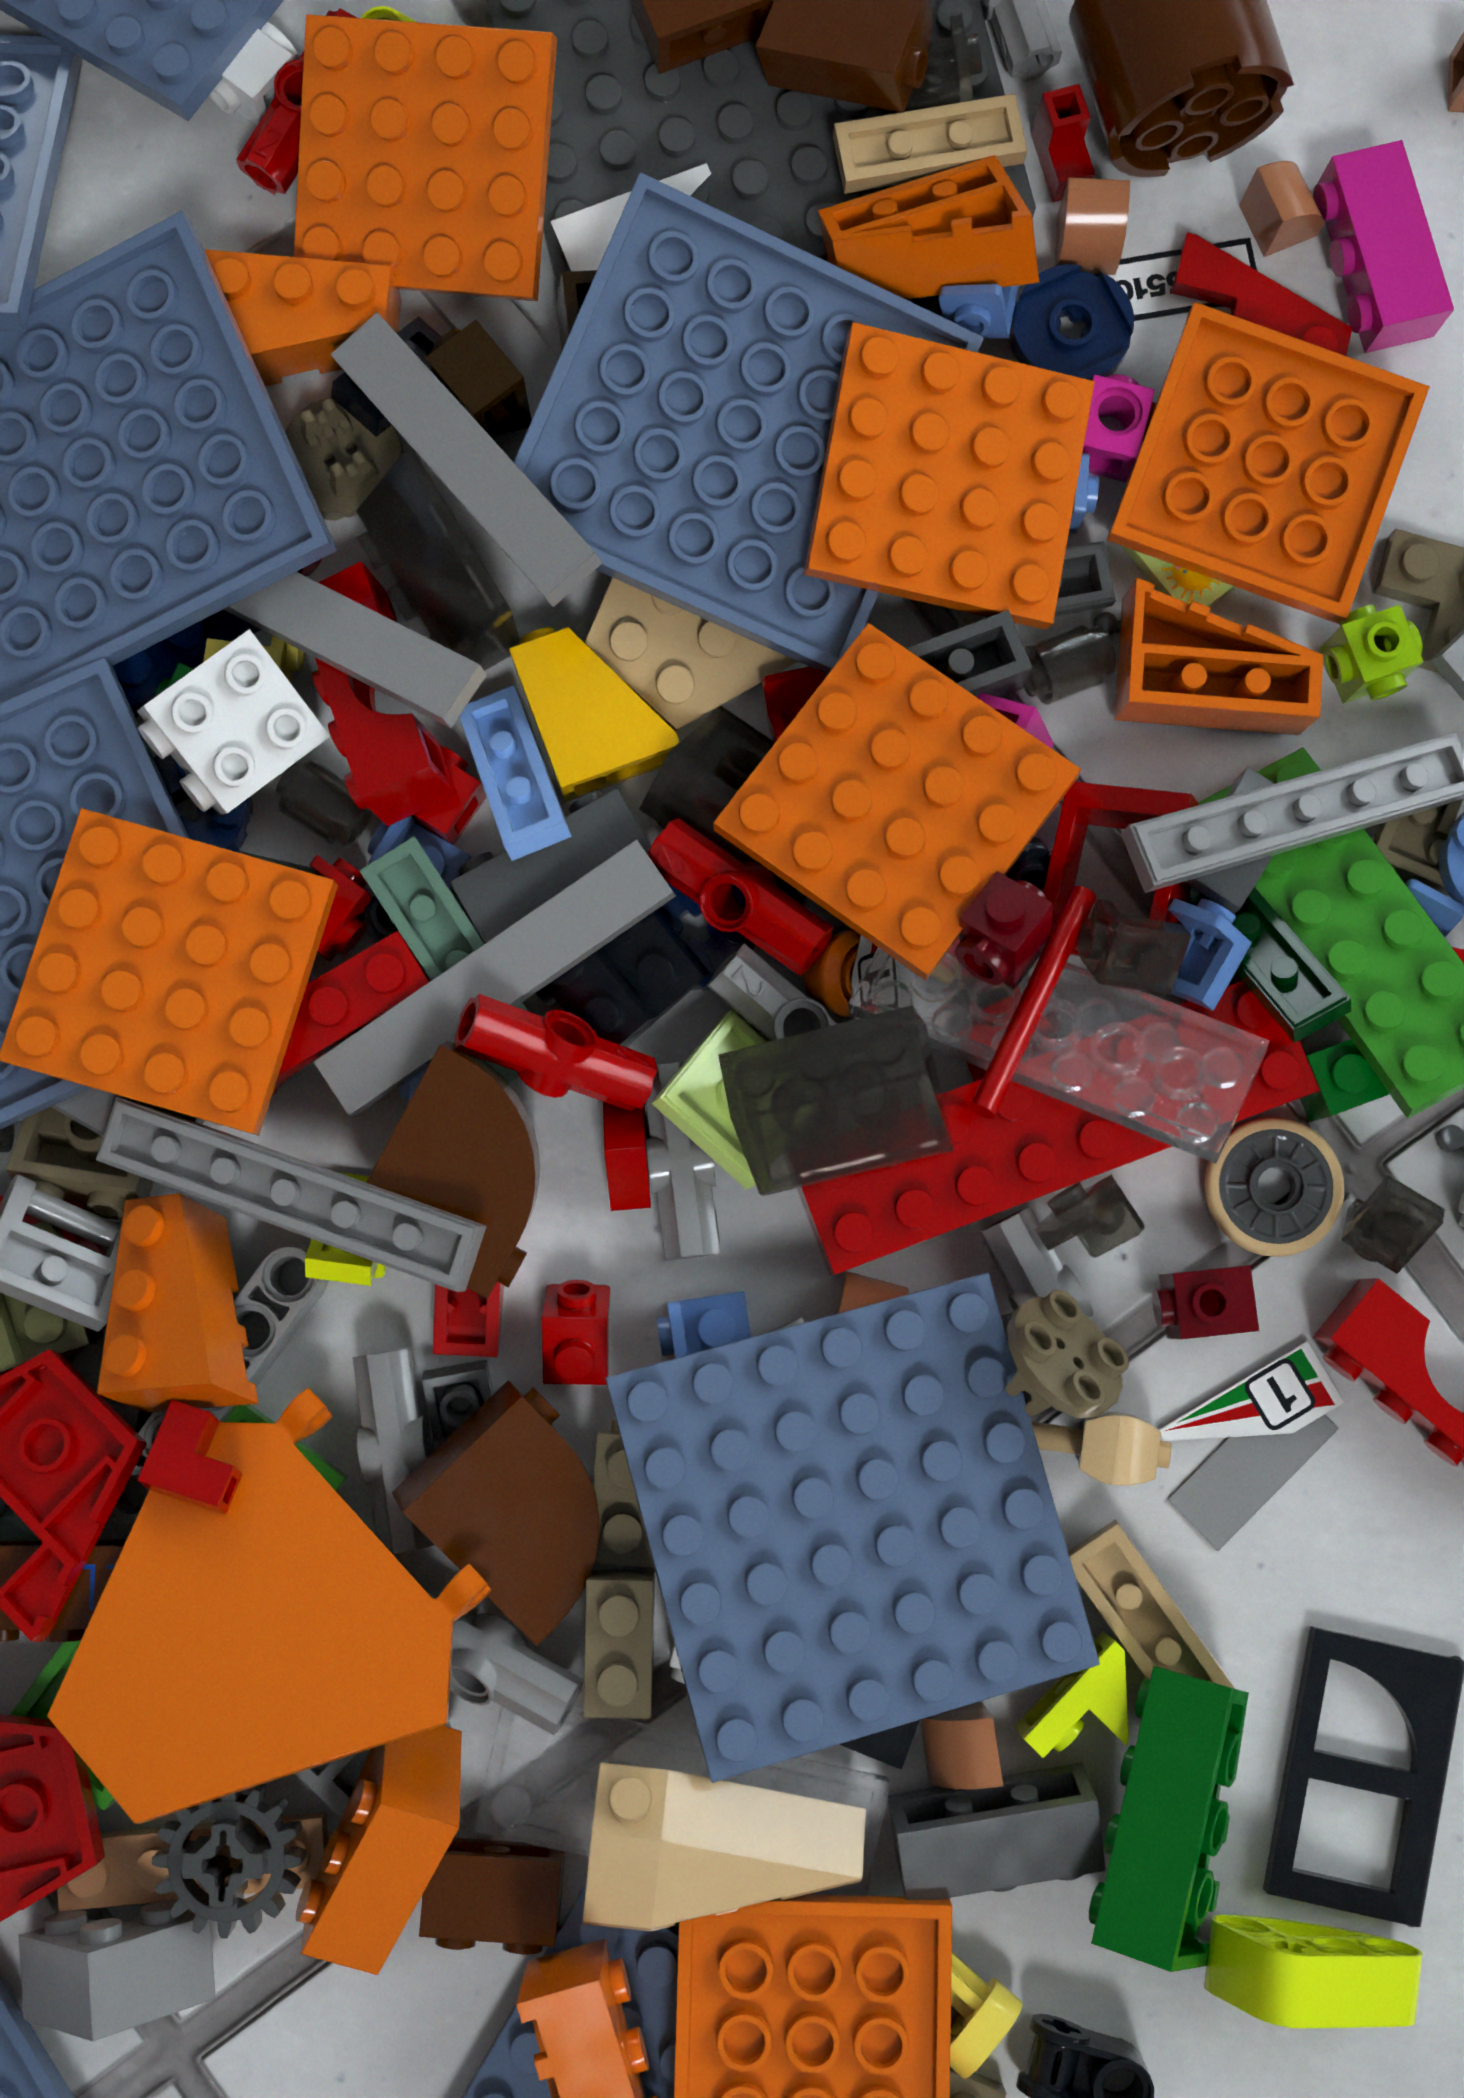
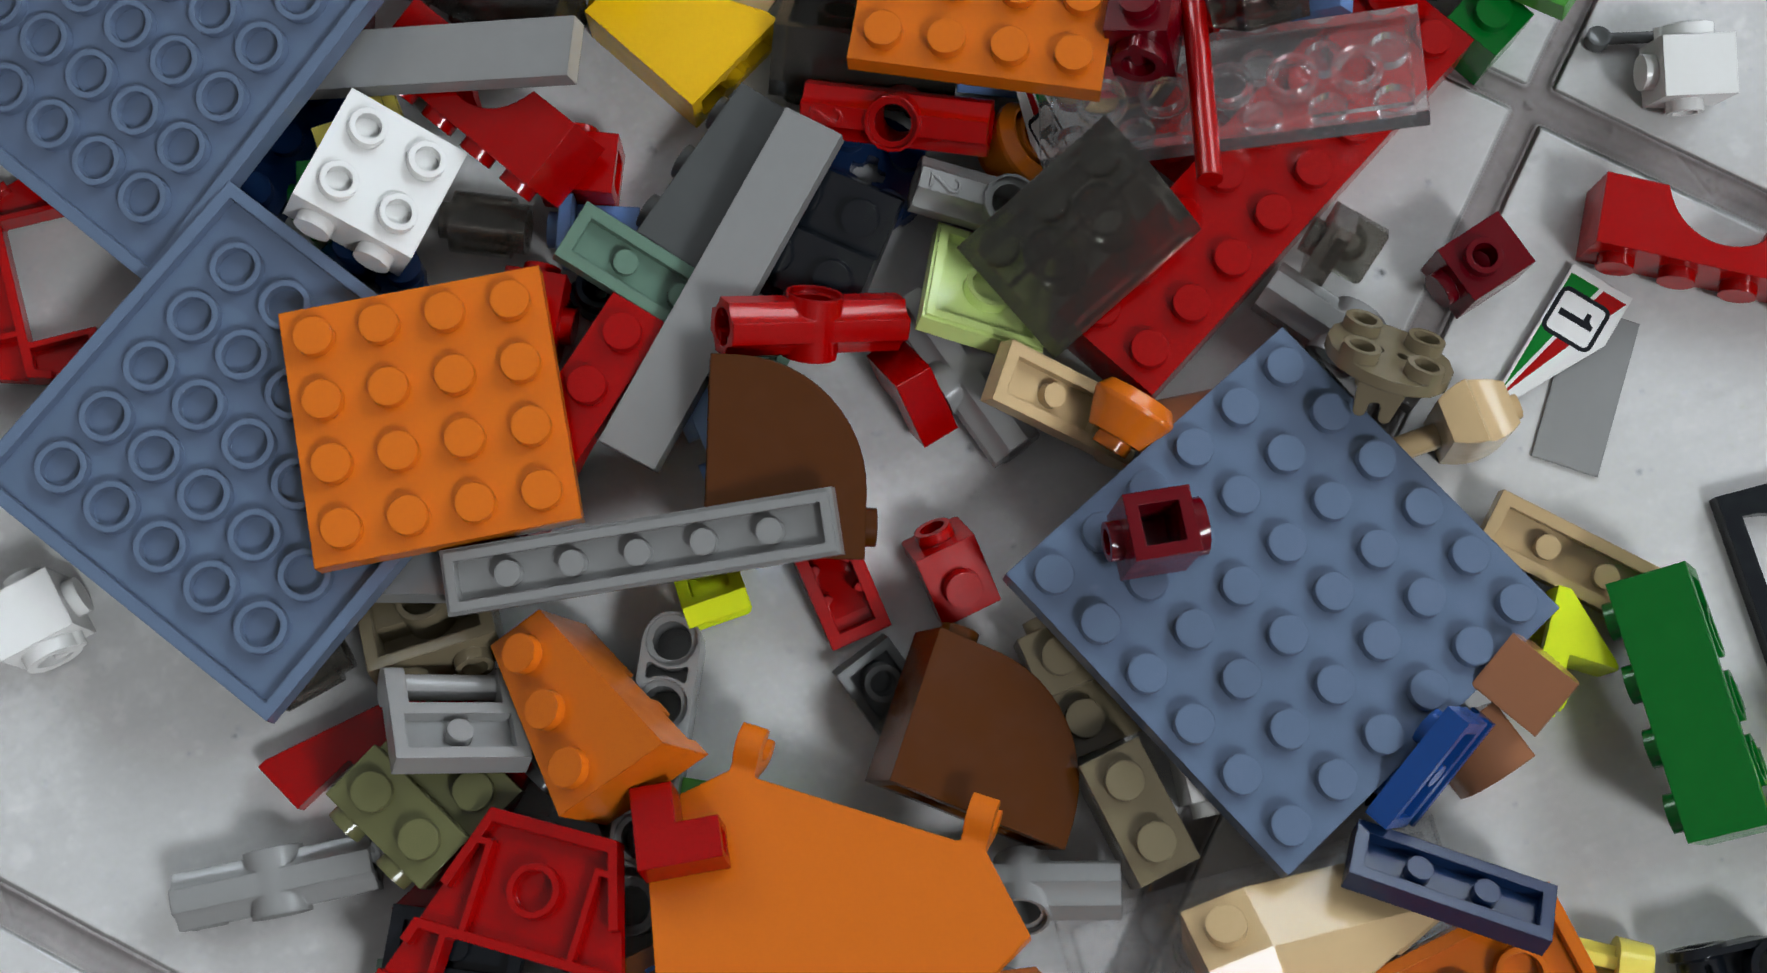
camera: 25 degrees left, 5 degrees down
(390, 1441) = (836, 740): light grey piece -> none
(513, 773) = (644, 113): light blue plate -> none
(703, 1324) = (1053, 502): medium blue bracket -> none
(751, 1418) = (1156, 532): none -> dark red brick
(752, 1238) = (1047, 398): none -> tan plate
(799, 1285) = (1127, 417): none -> orange cone
(854, 1867) = (1450, 887): none -> dark blue plate
(916, 1739) = (1443, 747): none -> blue plate
(997, 1837) = (1555, 800): dark grey brick -> none
(1028, 1720) = (1526, 683): none -> nougat brick
(1313, 1177) = (1468, 184): dark grey wheel -> none
(1391, 1224) = (1593, 124): clear smoke bracket -> none

